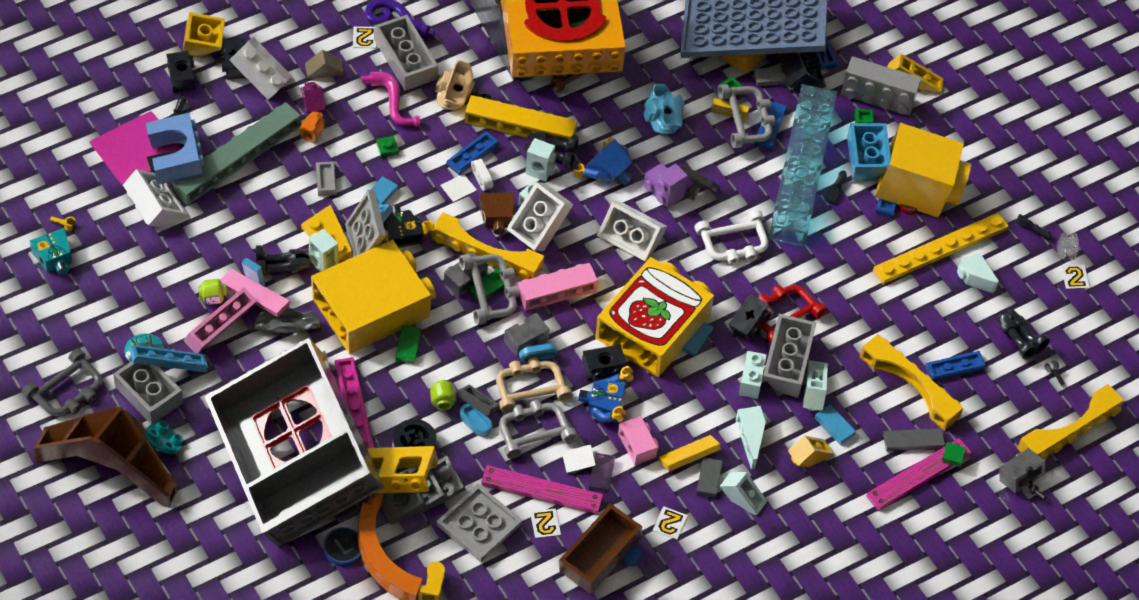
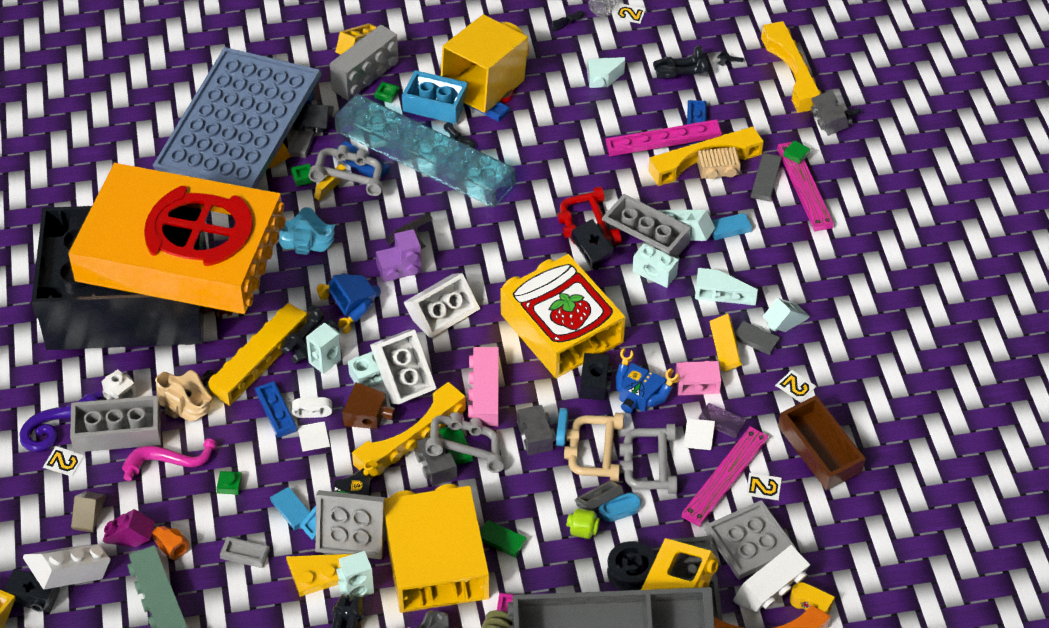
camera: 65 degrees left, 5 degrees down
(434, 542) = (772, 580): none -> white slope
(442, 42) = (118, 386): none -> white brick
(750, 252) = (507, 226): white bar -> none
(810, 451) = (758, 252): yellow slope -> none
(907, 394) = (718, 163): none -> tan brick
(917, 343) = (663, 137): none -> dark pink tile
(940, 248) = (562, 90): yellow plate -> none

